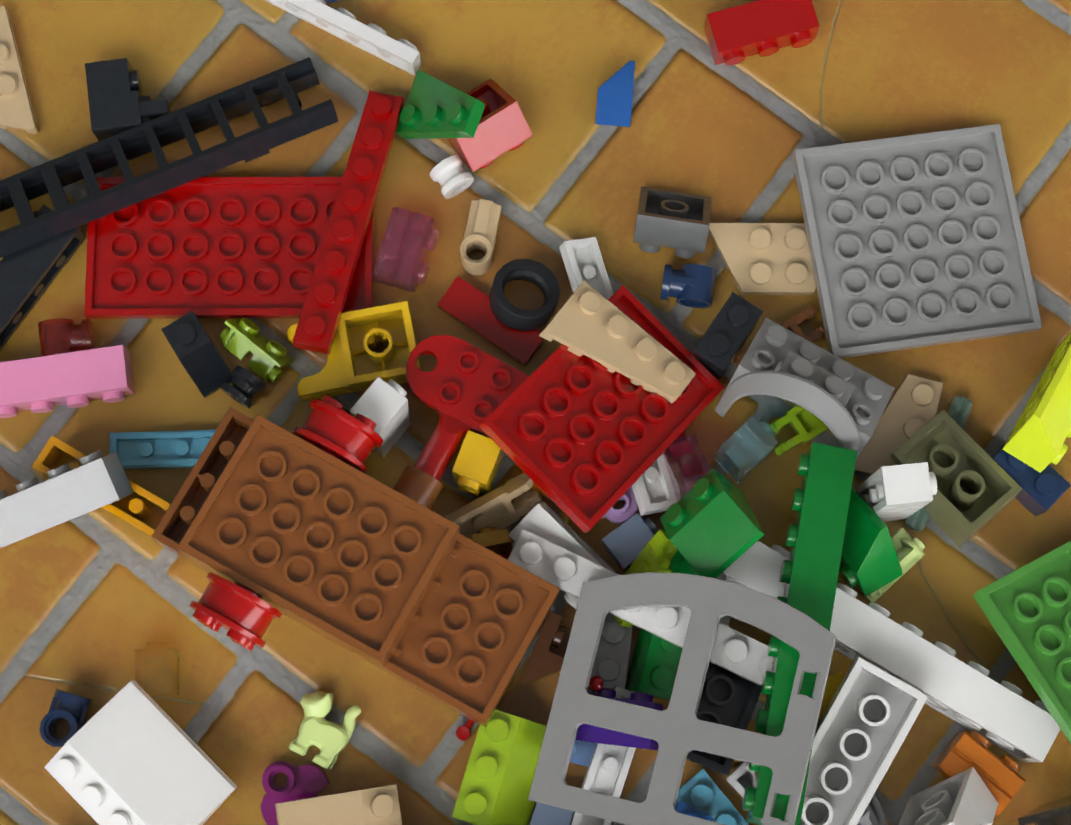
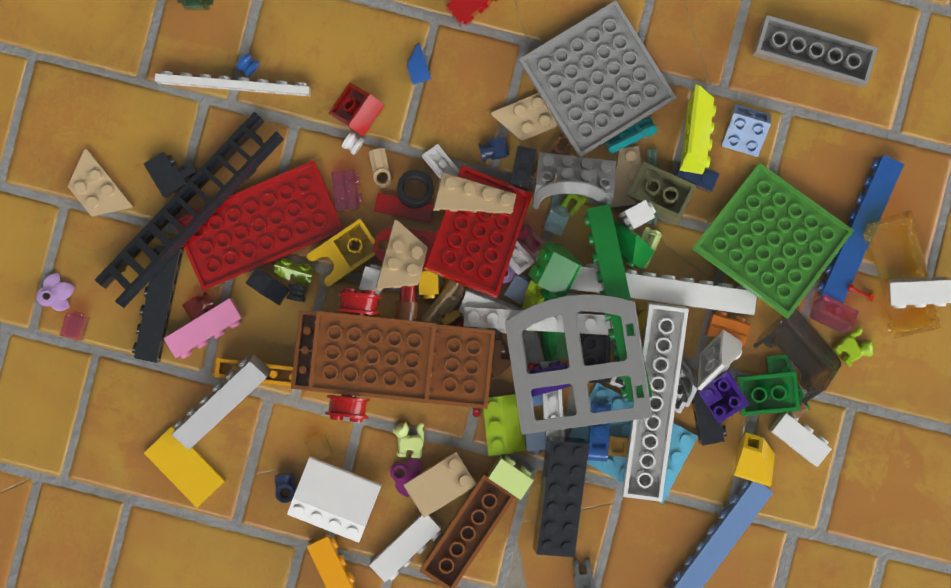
camera: 30 degrees left, 10 degrees up
(159, 448) = (271, 339): medium azure tile -> none
(348, 223) = (313, 189): red plate -> none
(438, 111) = (332, 113): green wing -> none
(447, 394) = (402, 259): none -> tan wing
(672, 222) = (472, 120): dark grey brick -> none
(938, 359) = (631, 135): none -> teal hinge

